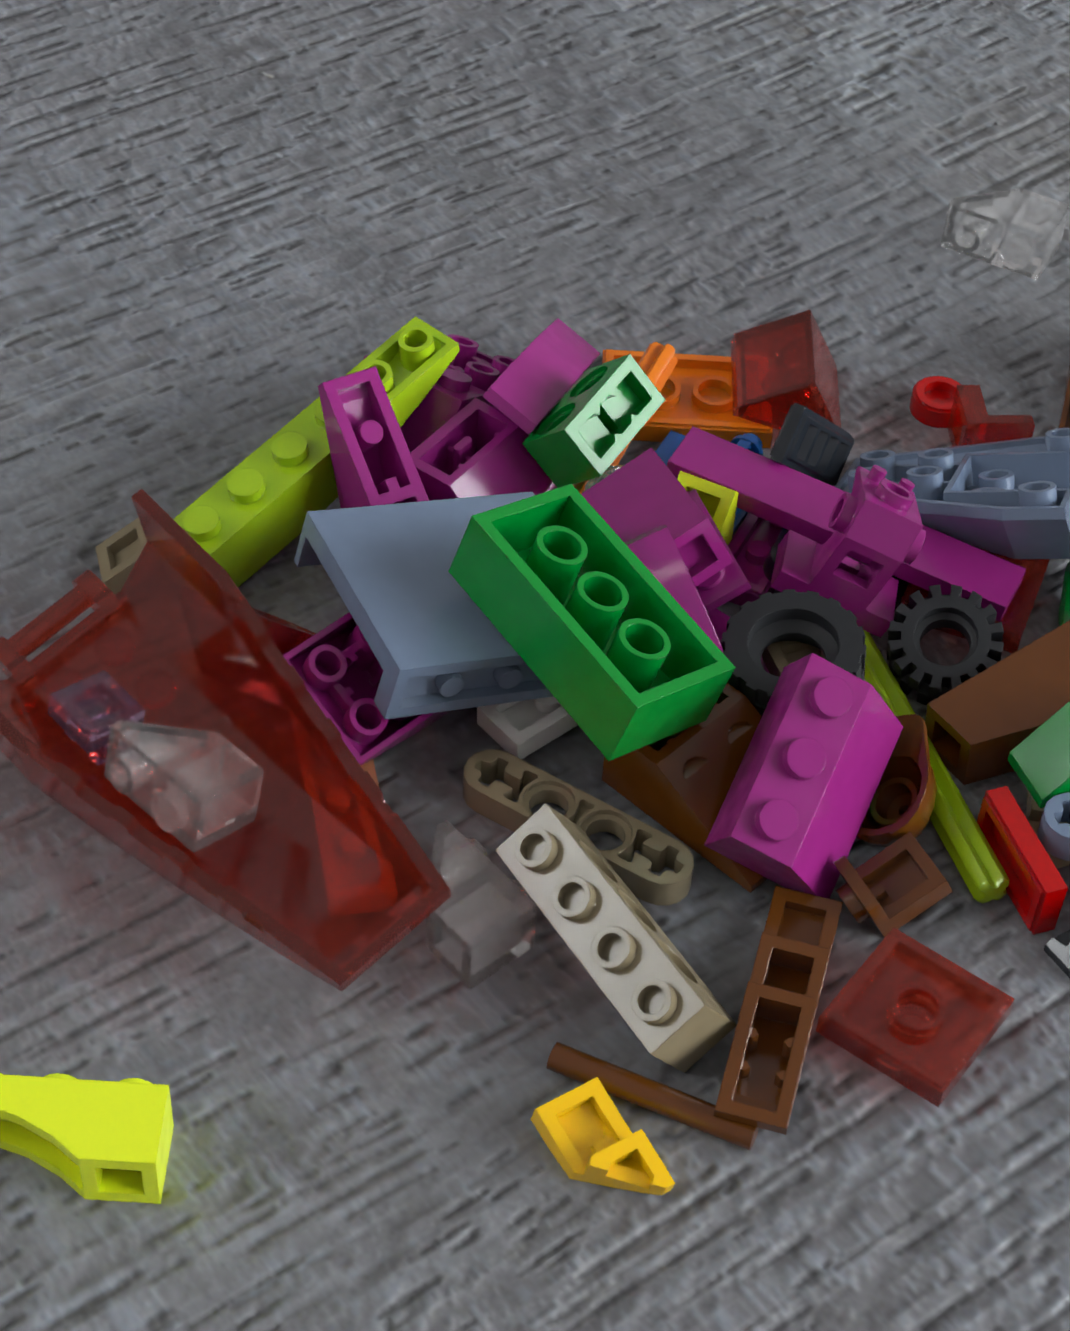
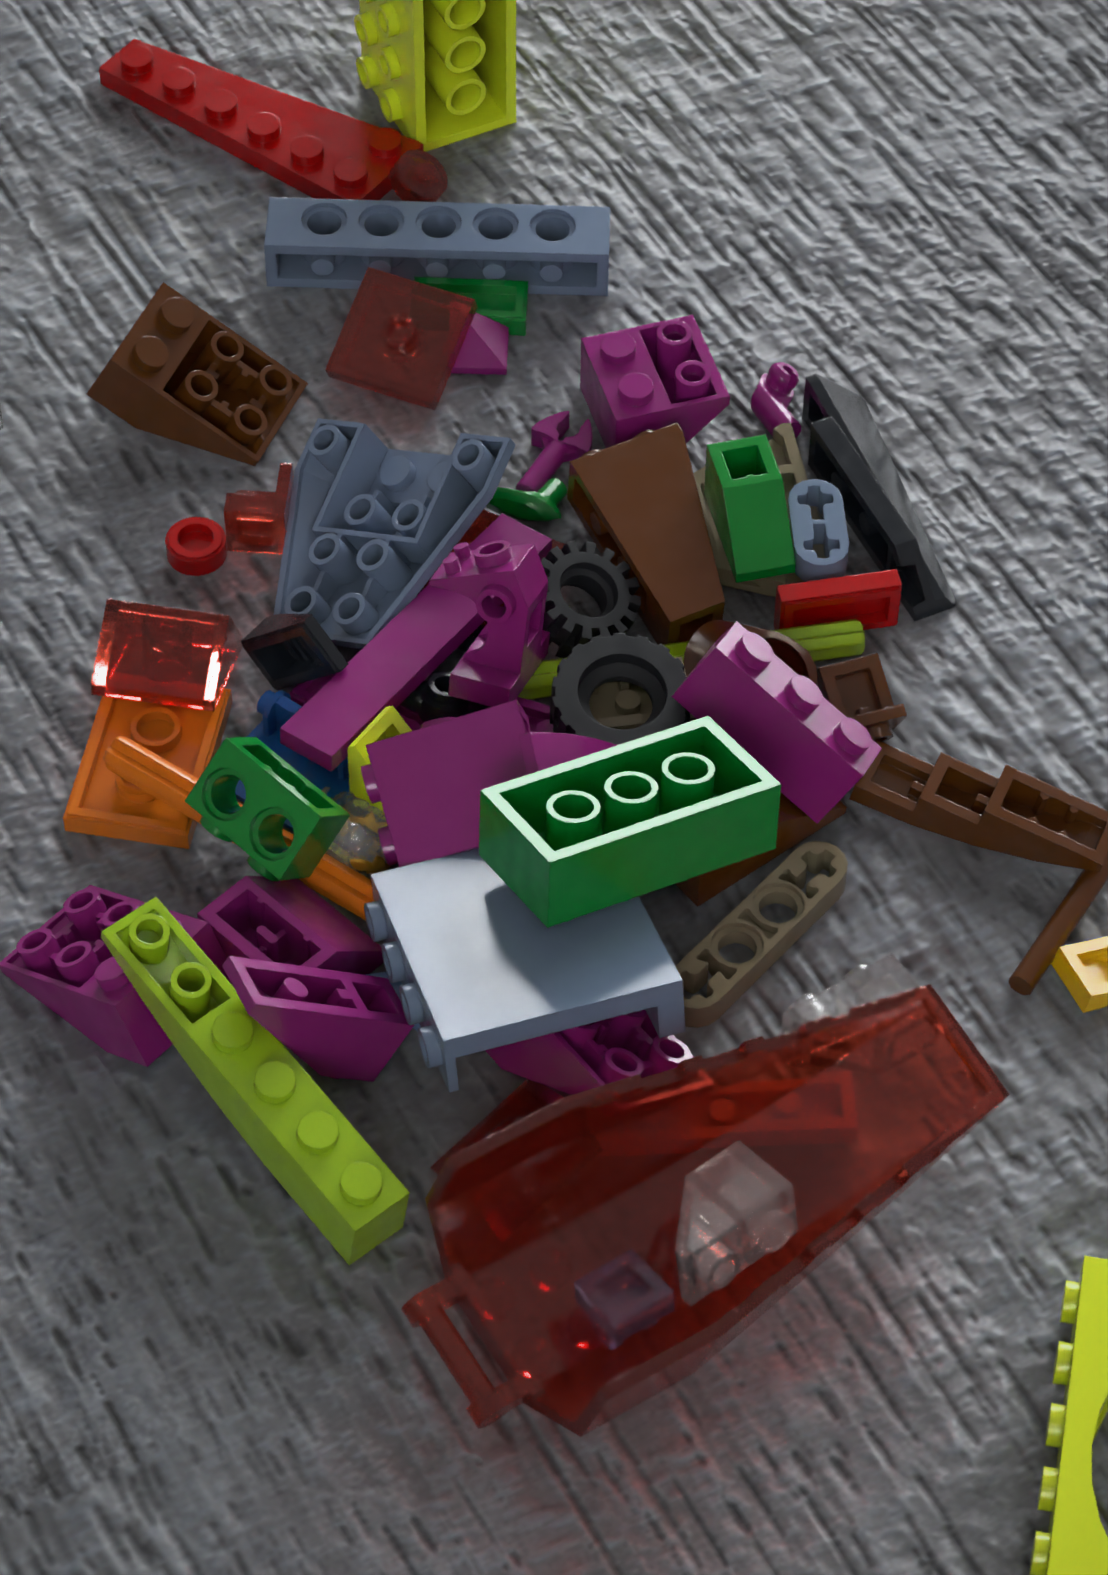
camera: 80 degrees left, 5 degrees up
(119, 554) = (342, 1286): dark tan plate -> none
(541, 375) = (161, 856): magenta slope -> none
(615, 939) = (921, 905): dark tan brick -> none
(915, 1016) = (997, 713): clear red plate -> none

